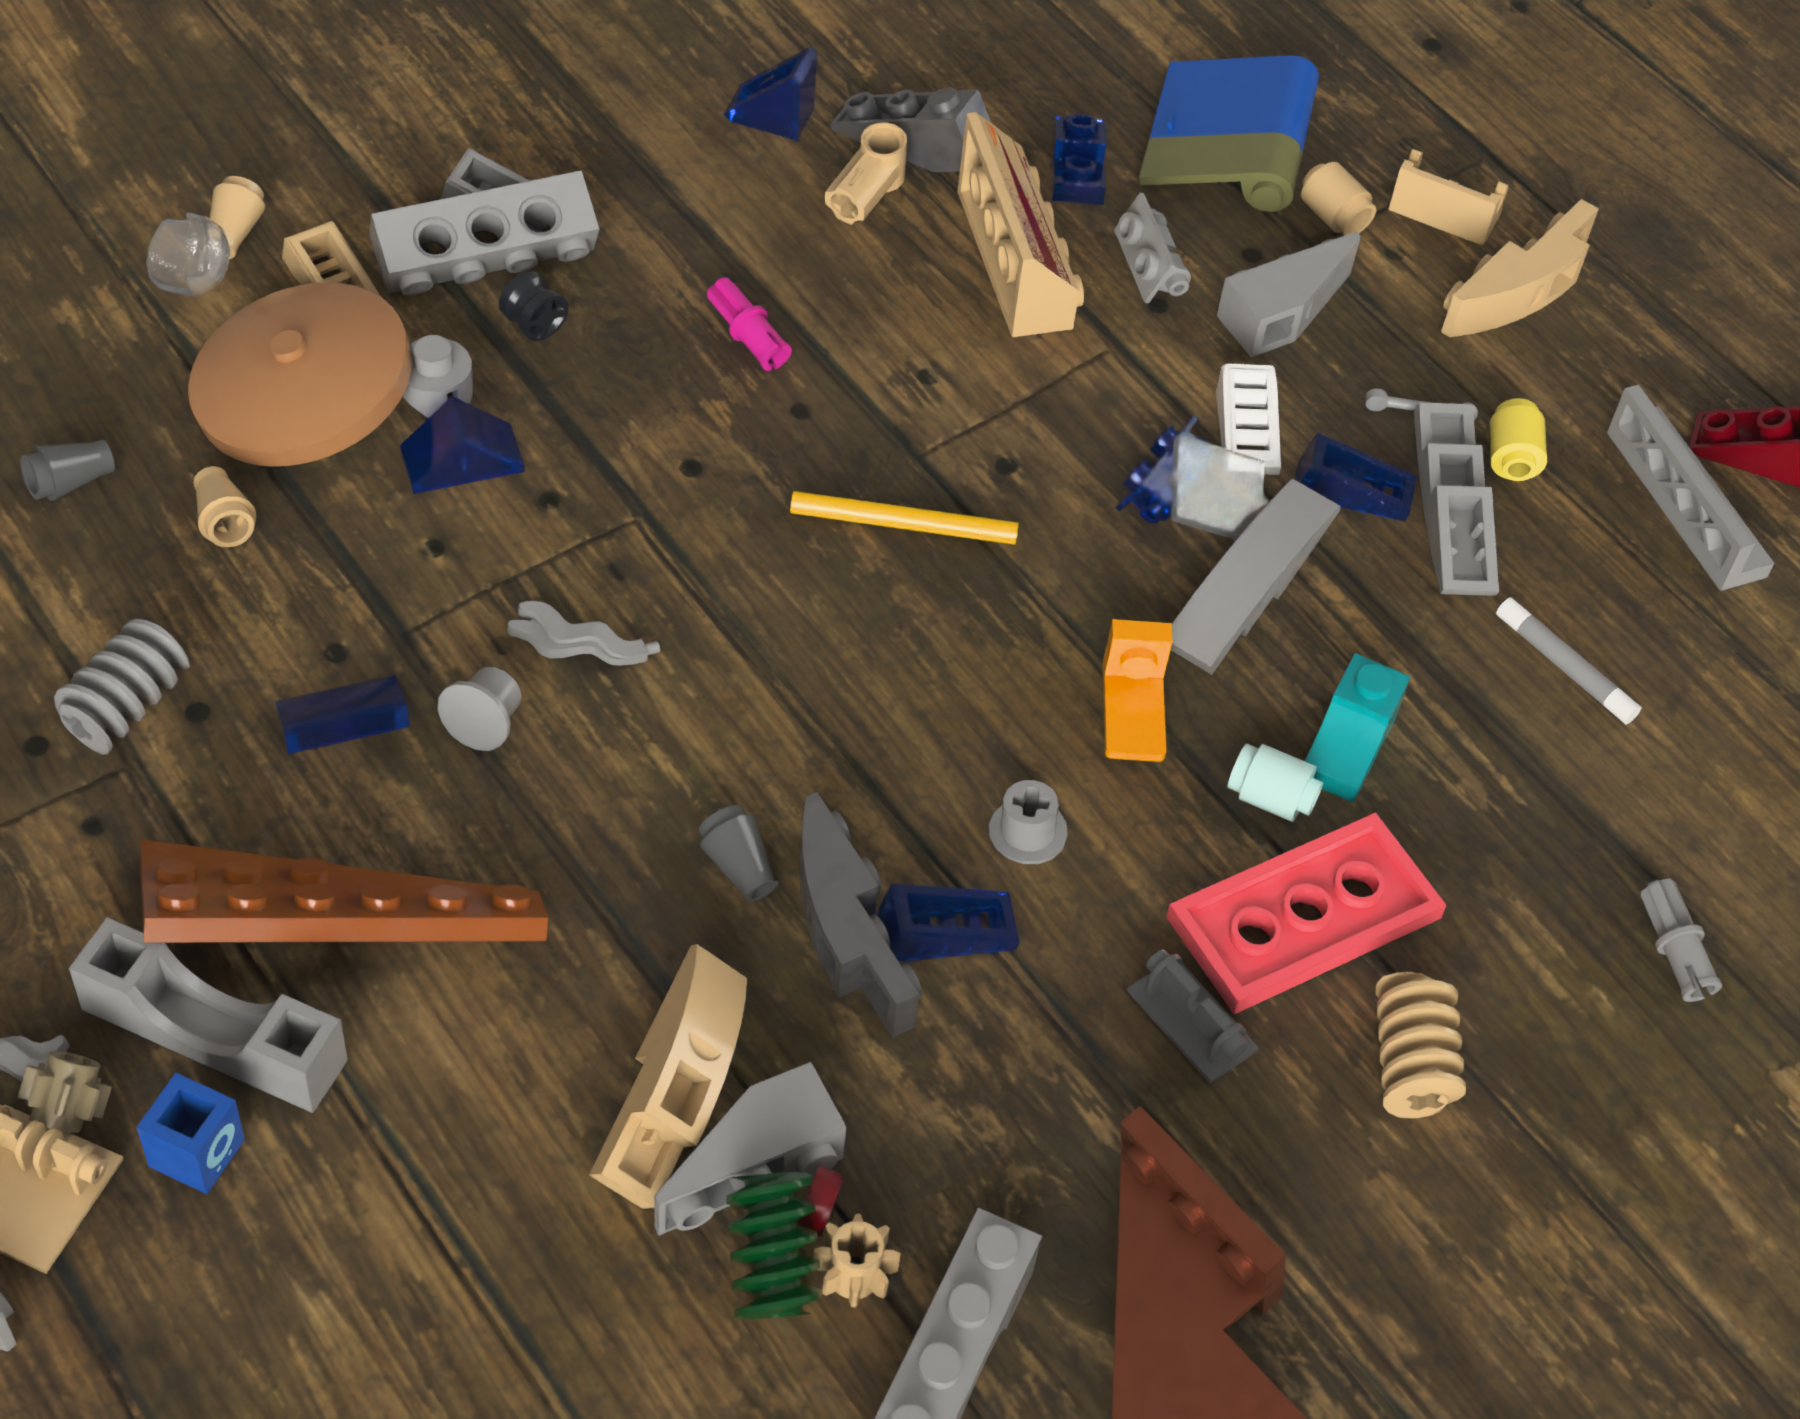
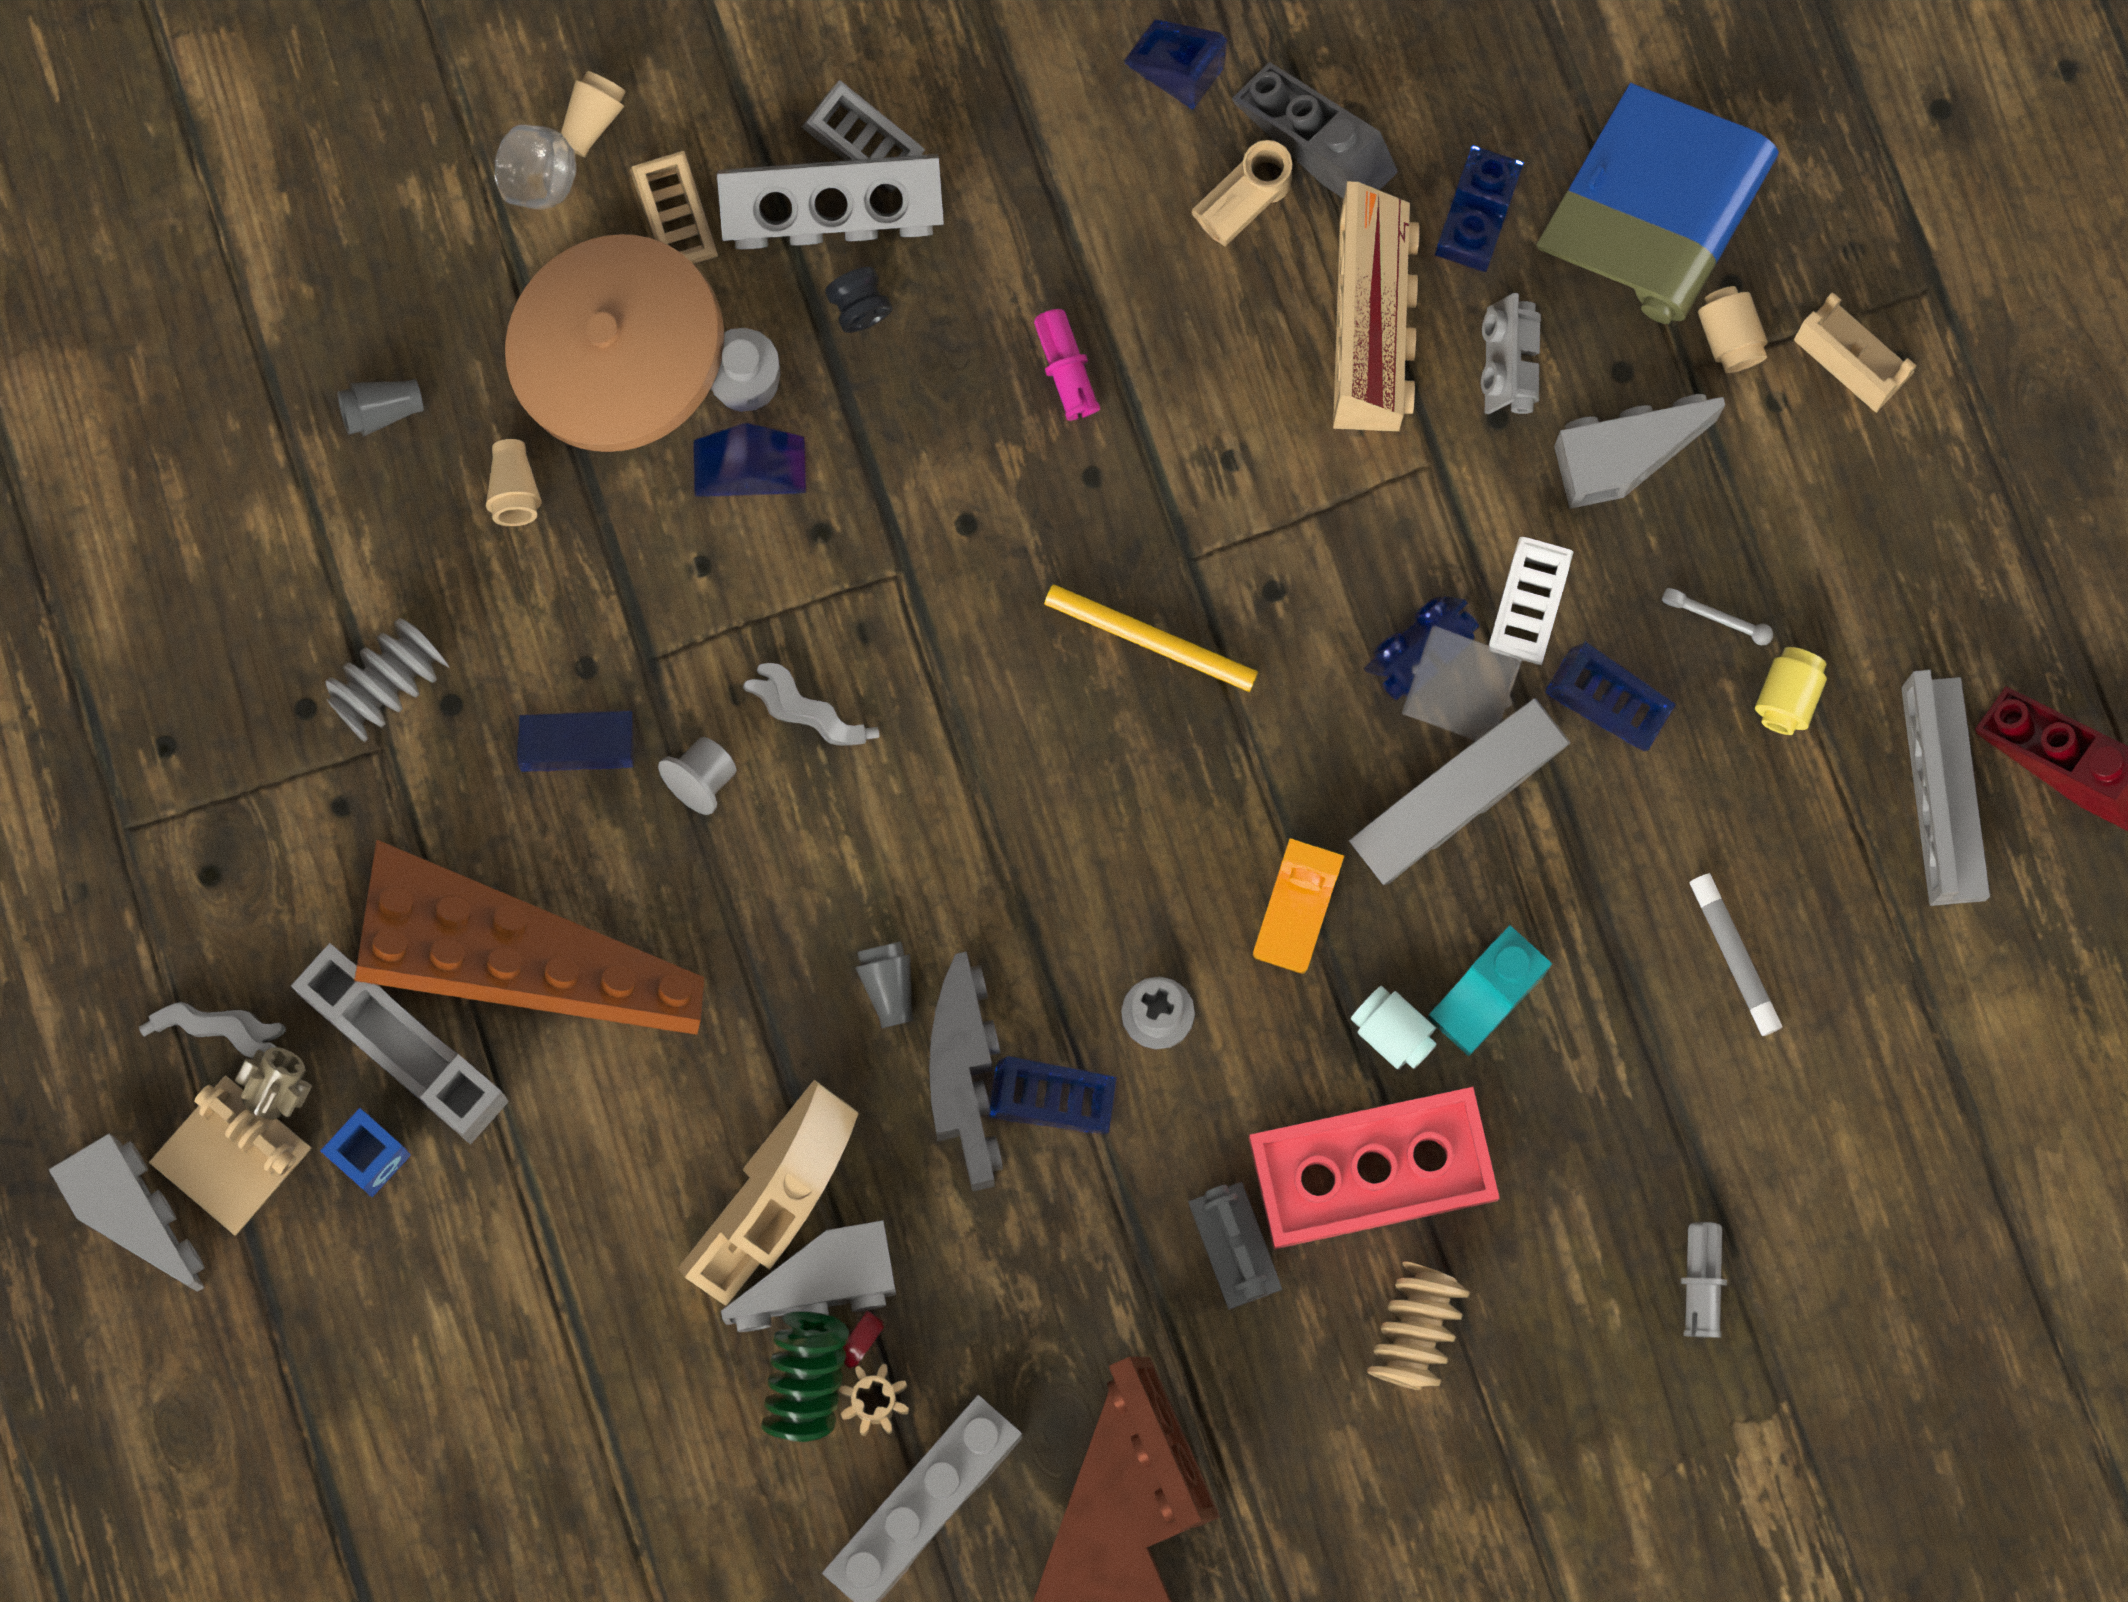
camera: 20 degrees right, 25 degrees up
(1456, 500) = (1700, 745): light grey slope -> none
(1519, 278) = (1879, 487): tan slope -> none

